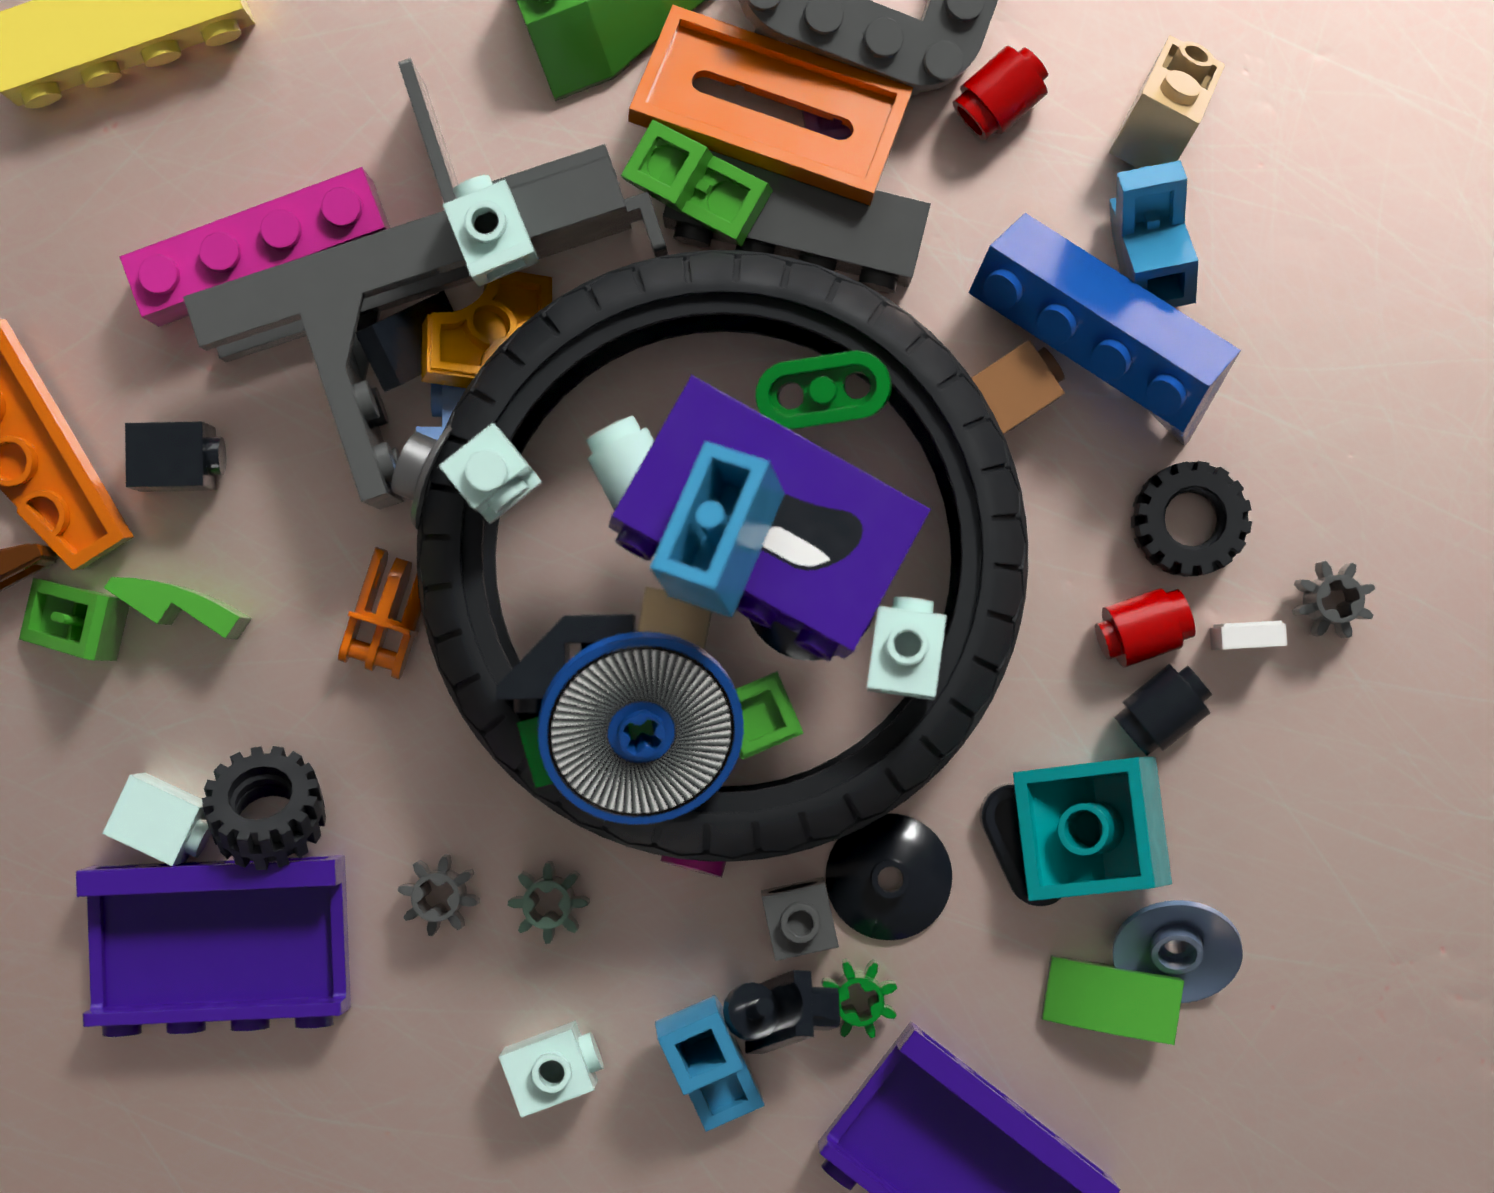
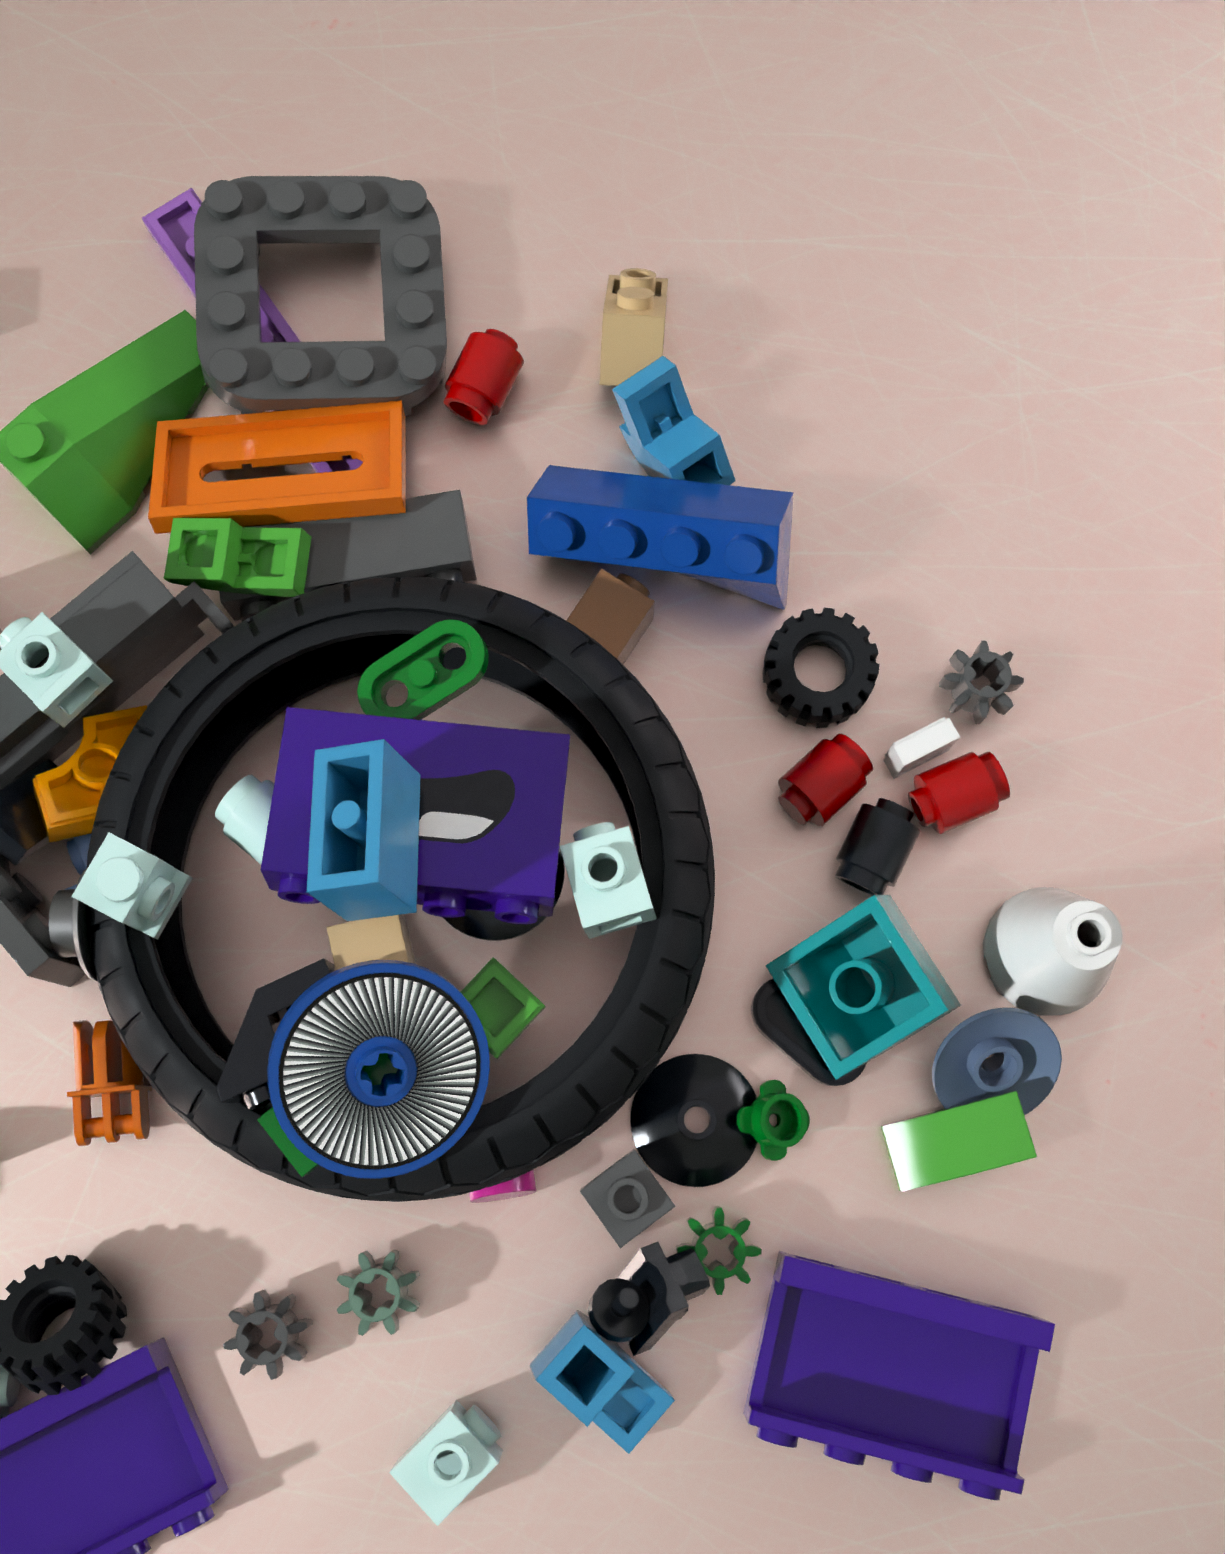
camera: 25 degrees left, 10 degrees down
(972, 918) = (791, 1124): none -> green plate
(1263, 692) = (958, 791): none -> red brick
(1276, 870) = (1051, 950): none -> white cone

